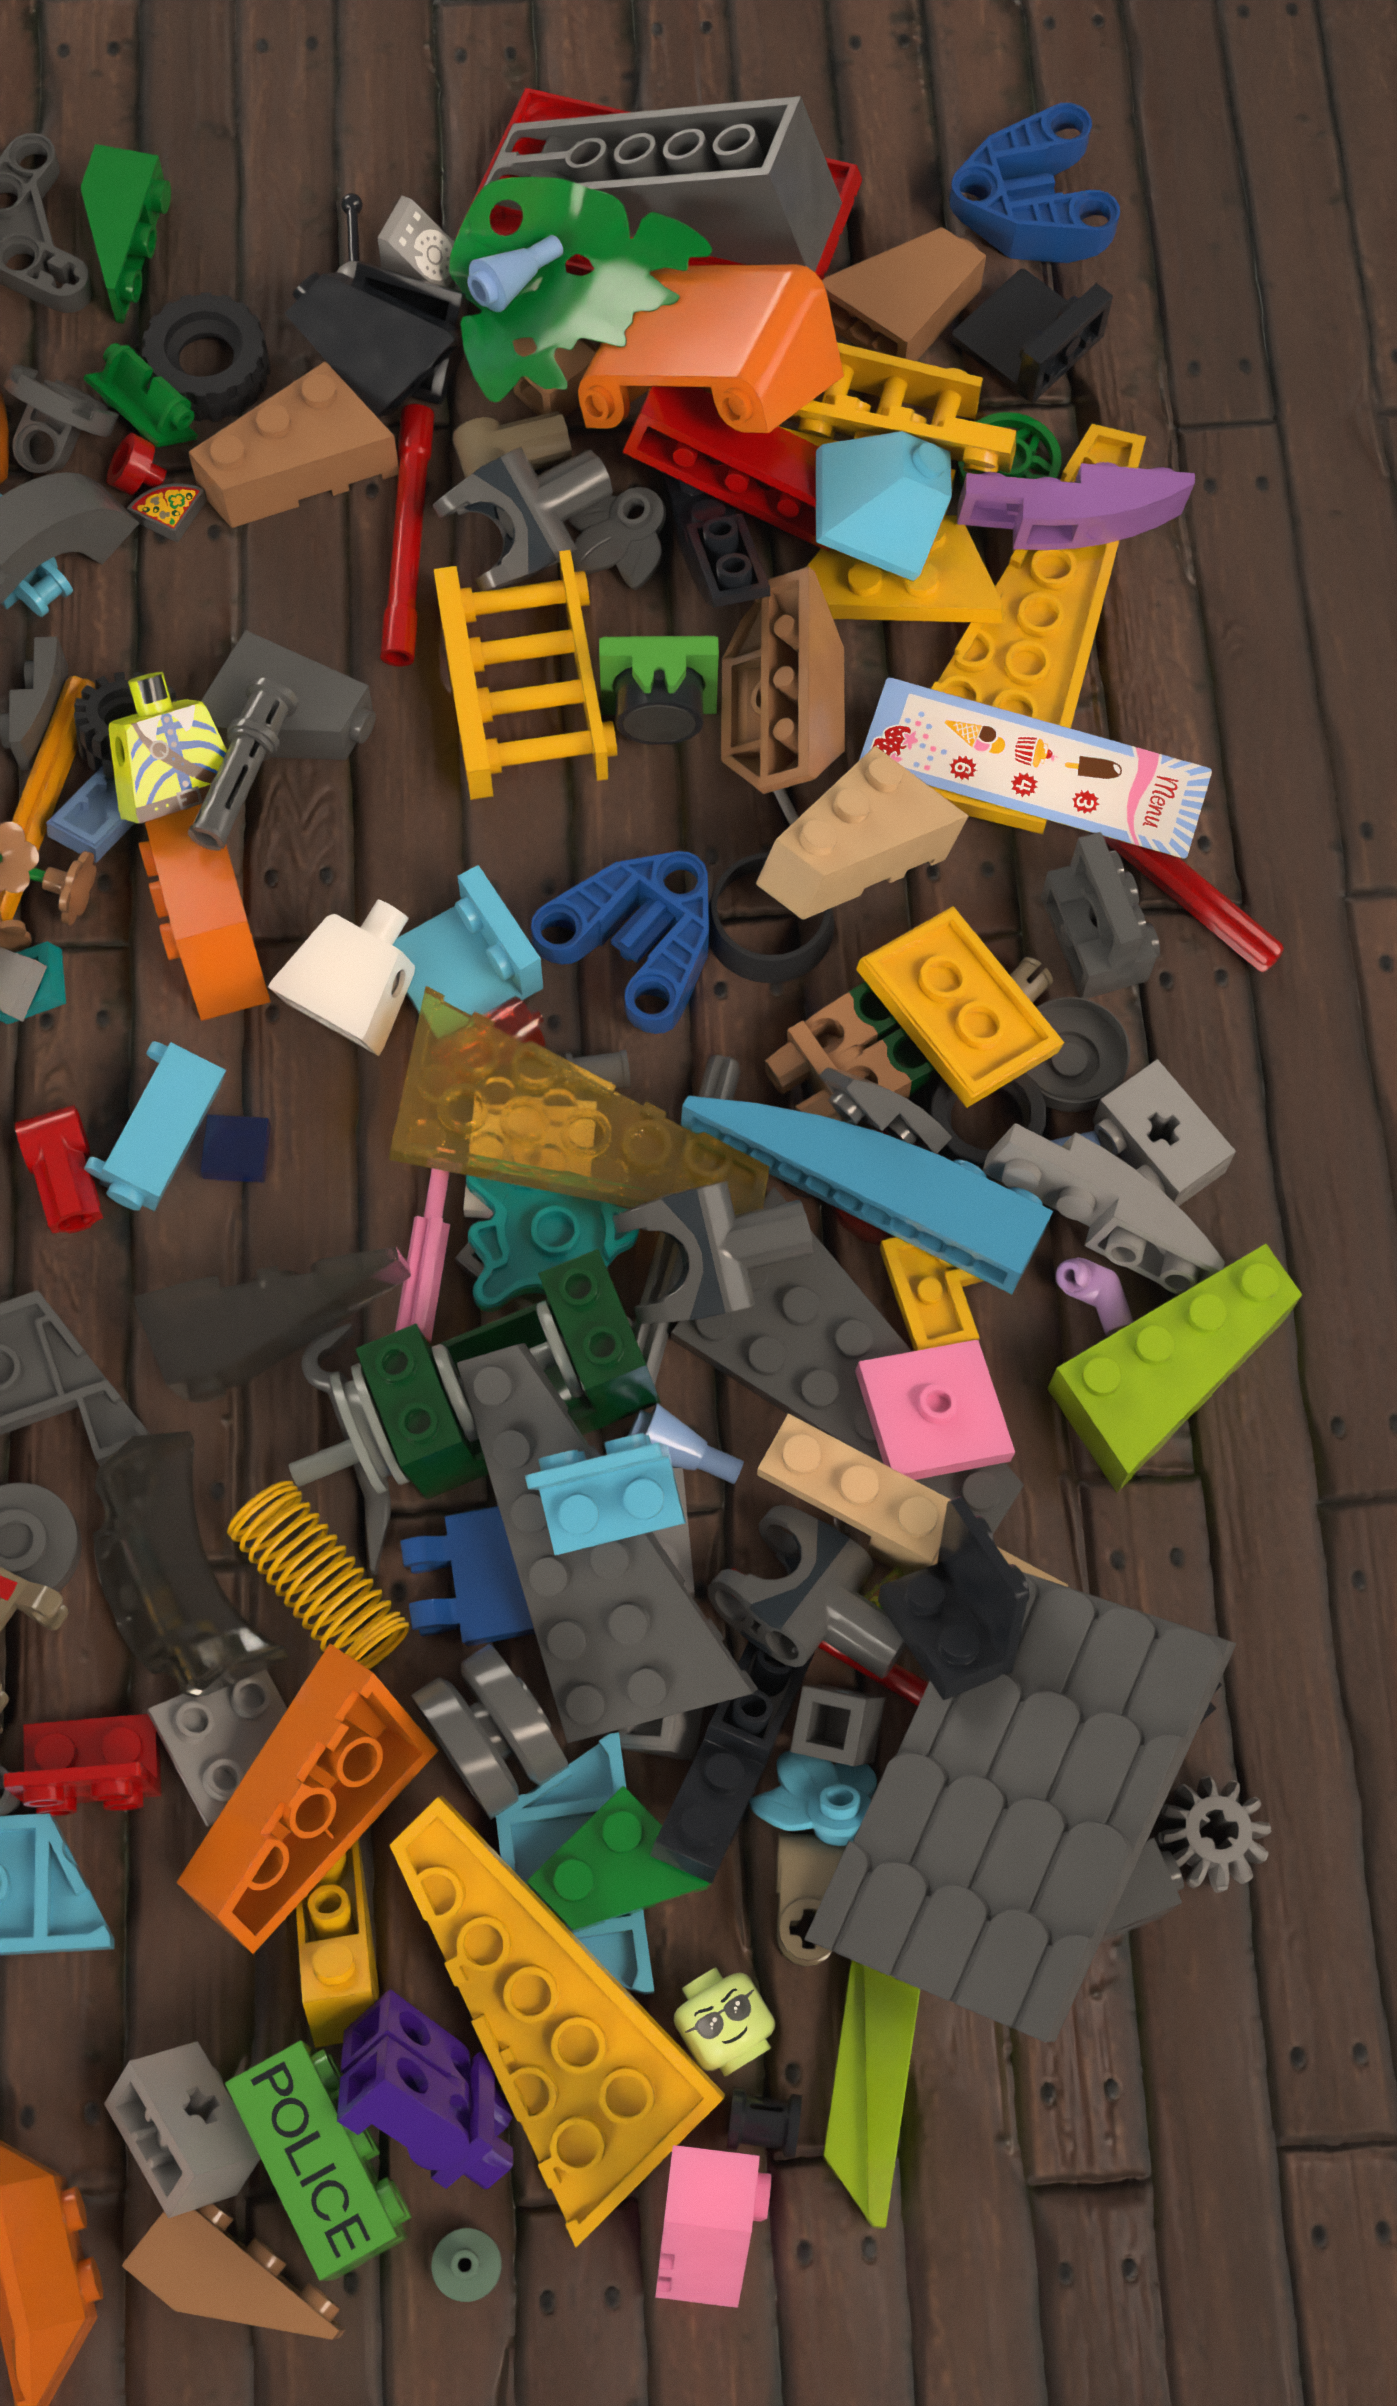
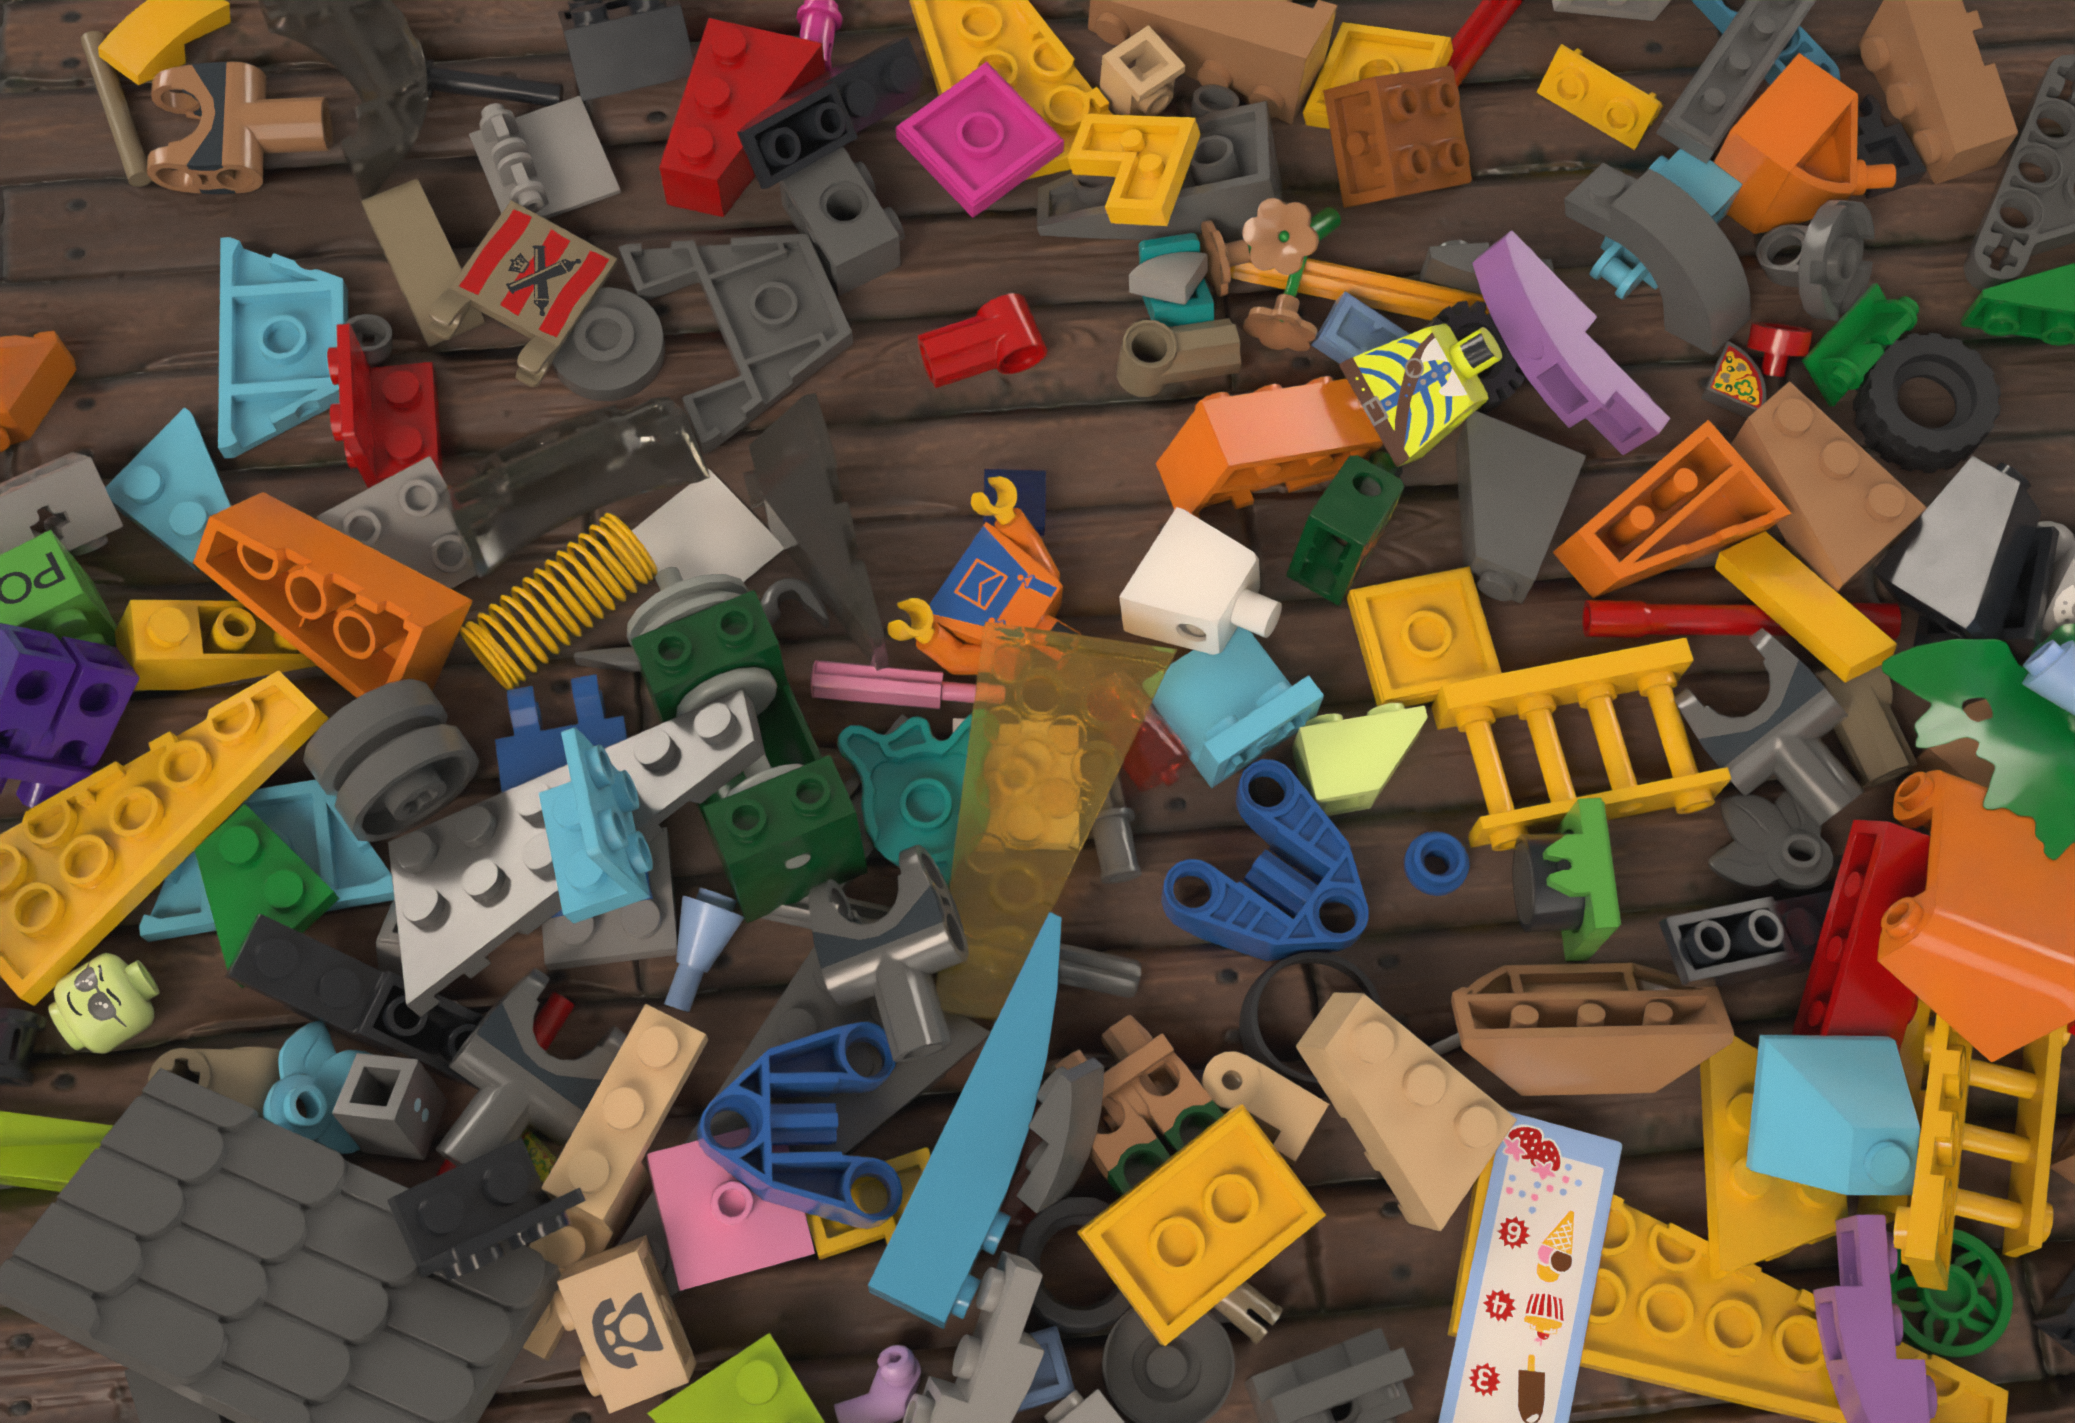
camera: 85 degrees right, 0 degrees up
(91, 984) = (1180, 354): none -> dark tan piece
(122, 643) = (1548, 338): none -> medium lavender slope
(152, 1995) = (172, 488): none -> medium azure wing
(159, 1128) = (1023, 424): medium azure brick -> none
(250, 1445) = (707, 533): none -> white sticker
(251, 742) = (1448, 461): dark grey pin -> none
(299, 843) = (1354, 509): none -> dark green torso
(304, 571) = (1676, 512): none -> orange wedge
(340, 1162) = (999, 579): none -> torso
(405, 475) = (1805, 606): none -> yellow tile
(409, 793) = (1422, 635): none -> yellow plate
(529, 854) = (1354, 758): none -> yellowish green slope
(628, 789) = (1449, 851): none -> blue plate
(834, 963) = (1276, 1104): none -> tan leg
(840, 1372) = (803, 1180): none -> blue connector
(1047, 1499) = (624, 1325): none -> tan brick

